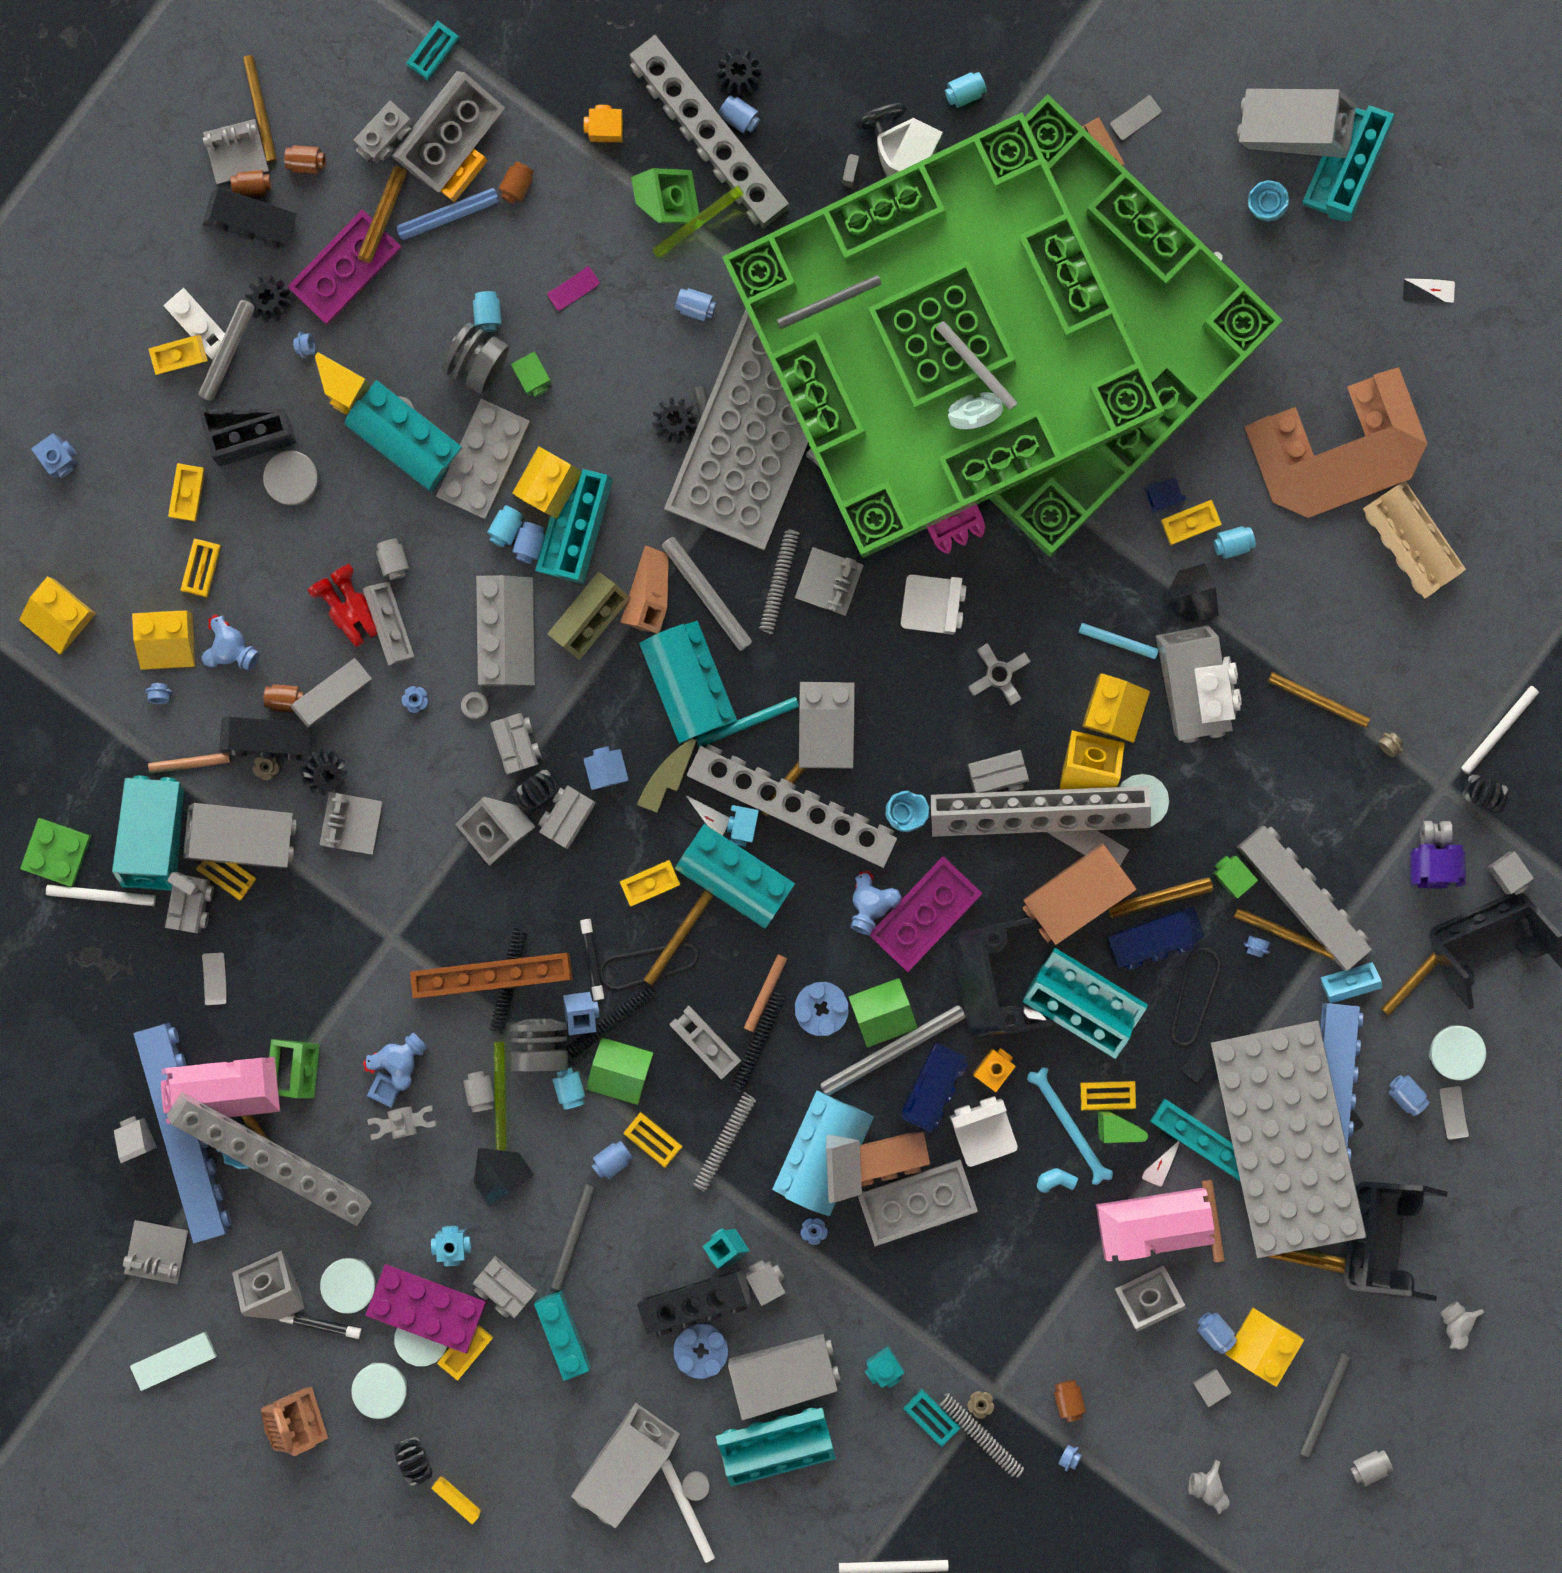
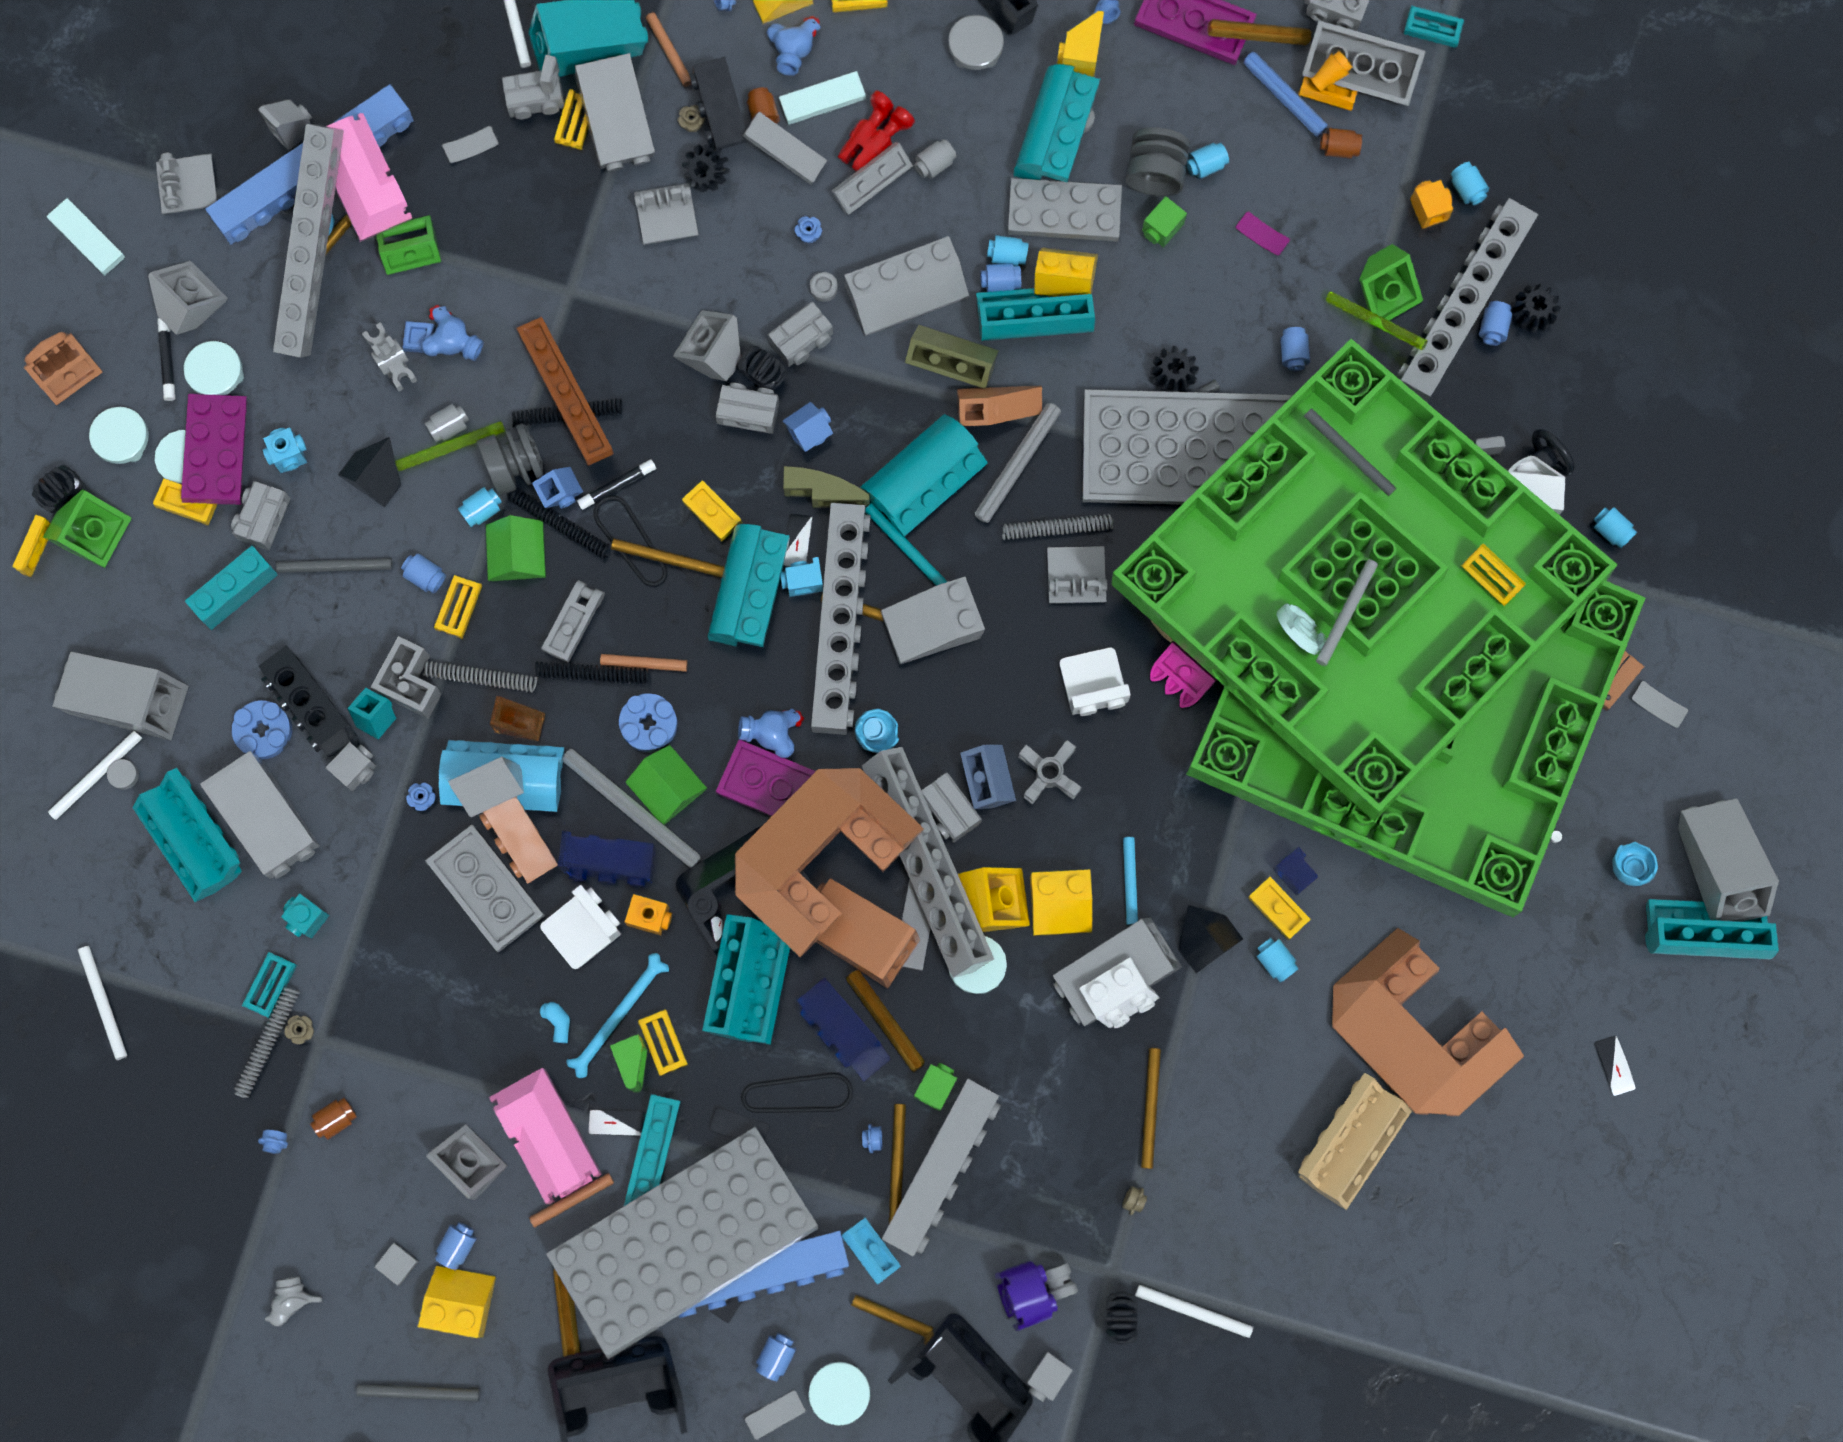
camera: 70 degrees right, 10 degrees down
(291, 639) = (822, 98): none -> light aqua tile
(449, 164) = (1332, 70): none -> light orange cone
(458, 1446) = (88, 528): none -> bright green slope
(599, 82) = (1469, 183): none -> medium azure brick
(707, 1215) = (401, 682): none -> light grey brick
(778, 1122) = (516, 719): none -> clear orange slope
(979, 913) = (798, 831): none -> nougat slope
(984, 218) = (1499, 565): none -> yellow tile
(984, 729) = (988, 776): none -> sand blue brick

